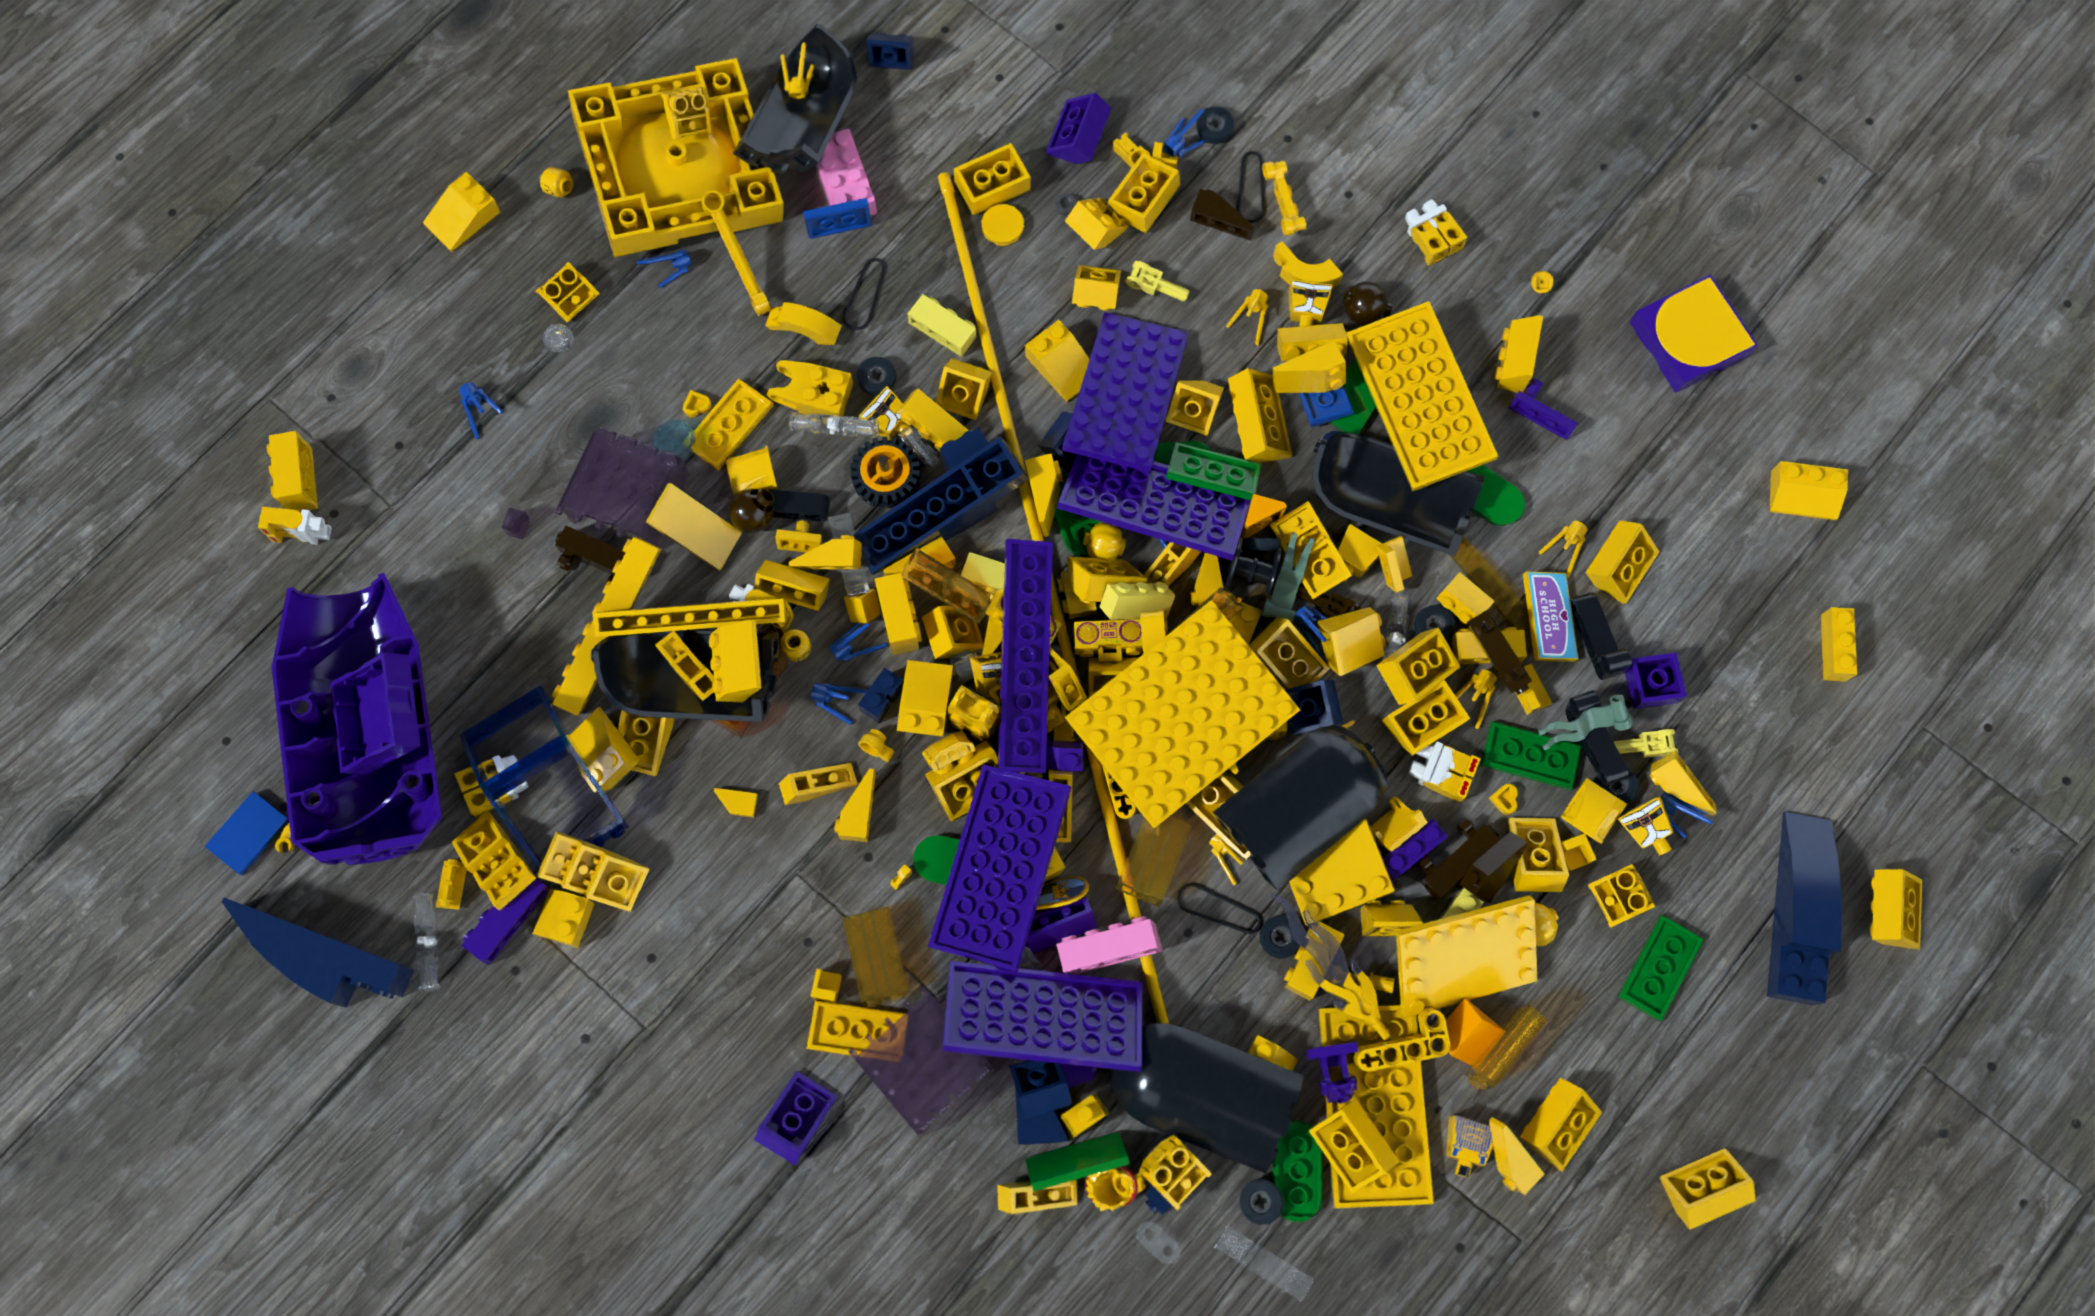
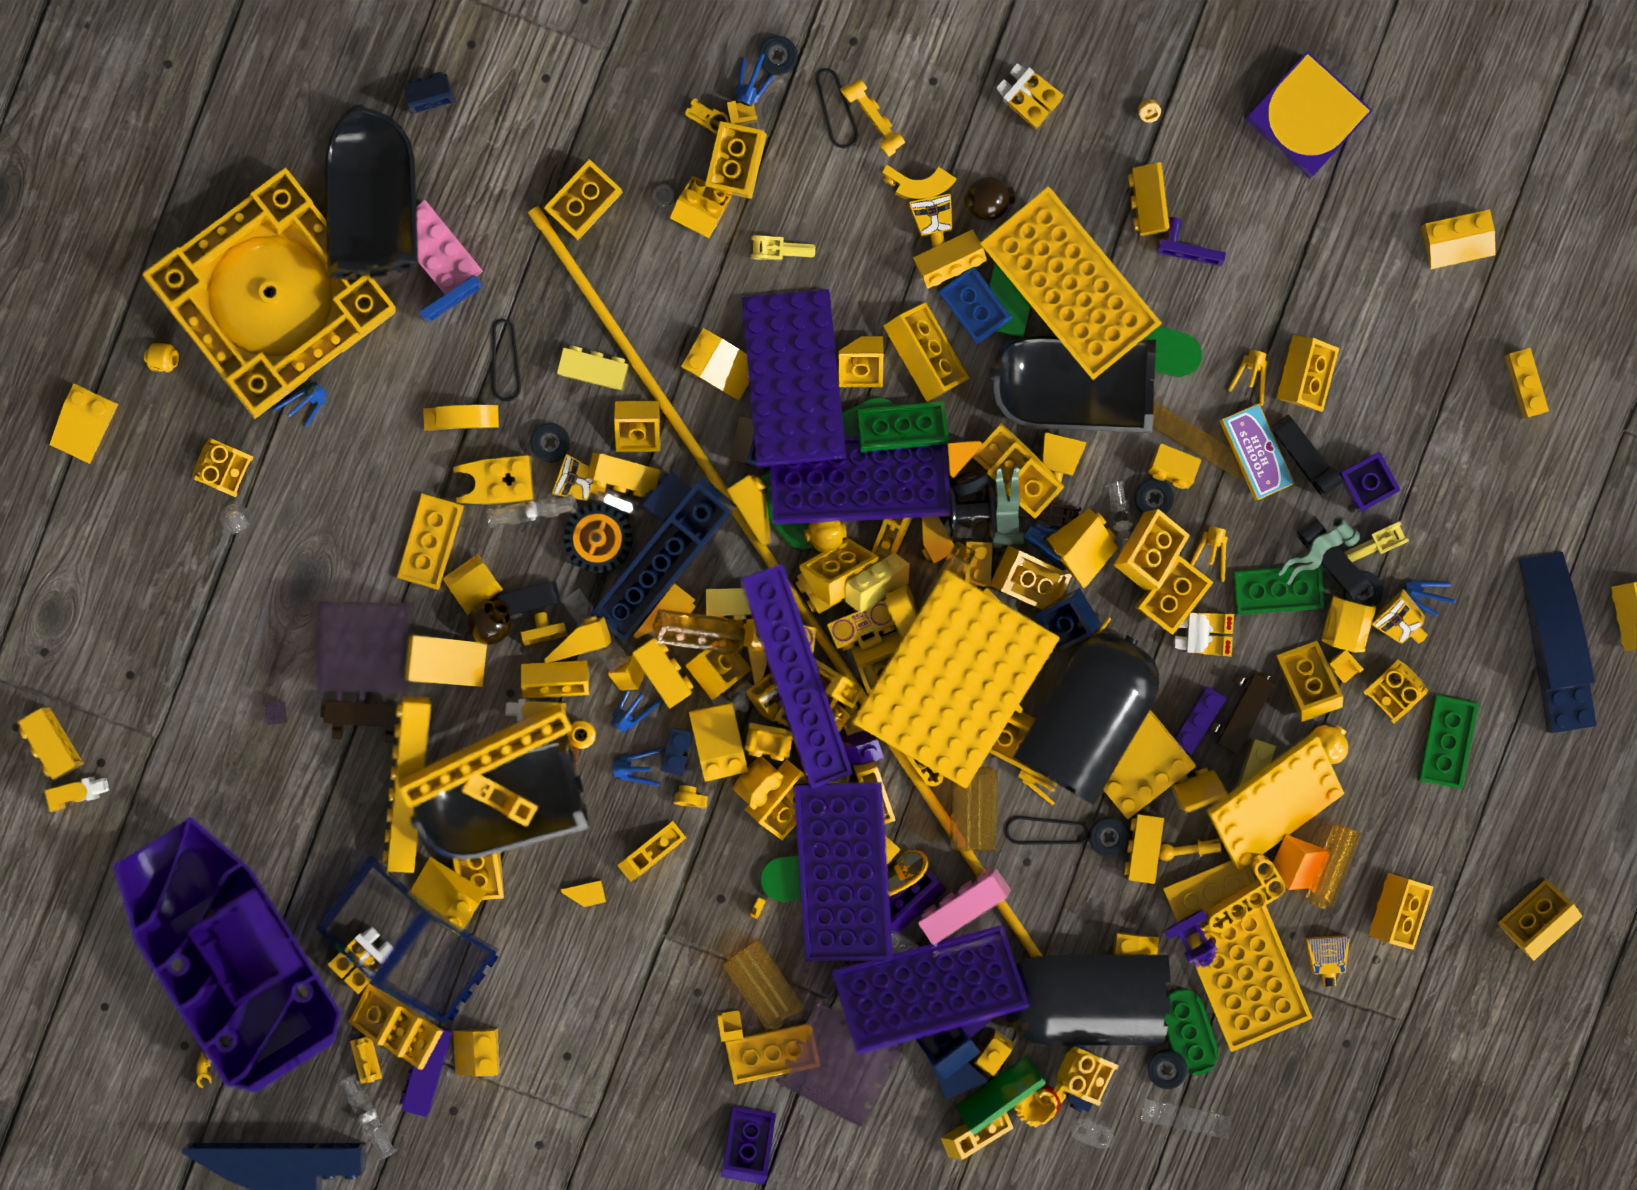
camera: 20 degrees left, 15 degrees up
(247, 833) = (165, 1081): blue tile -> none
(472, 396) = (178, 603): blue plant -> none
(593, 871) = (488, 1005): yellow slope -> none
(674, 437) = (387, 579): clear light blue tile -> none
(686, 112) = (263, 247): yellow slope -> none
(696, 404) = (391, 532): yellow tile -> none
(735, 661) = (543, 783): yellow slope -> none
(756, 296) = (372, 375): yellow piece -> none
(797, 87) = (354, 169): yellow plant -> none
(856, 814) = (697, 867): yellow slope -> none
(1002, 224) = (610, 240): yellow tile -> none
(1079, 129) = (646, 111): dark purple slope -> none
(1096, 287) = (724, 274): yellow slope -> none
(1218, 214) = (811, 153): dark brown slope -> none
(1255, 303) = (882, 233): yellow plant -> none
(1312, 372) = (964, 295): yellow slope -> none
(1336, 979) = (1169, 859): piece -> none
(1354, 1146) = (1230, 996): yellow slope -> none
(1394, 563) = (1099, 454): yellow panel -> none
(1397, 825) = (1178, 703): yellow piece -> none
(1411, 888) = (1210, 751): clear tile -> none
(1468, 650) = (1209, 501): yellow brick -> none
(1494, 867) = (1275, 710): dark brown slope -> none
(1499, 653) = (1220, 512): dark brown brick -> none
(1505, 799) = (1267, 638): yellow tile -> none
(1512, 1159) = (1368, 959): yellow slope -> none
(1536, 696) = (1258, 527): yellow panel -> none
(1680, 782) = (1419, 569): yellow slope -> none

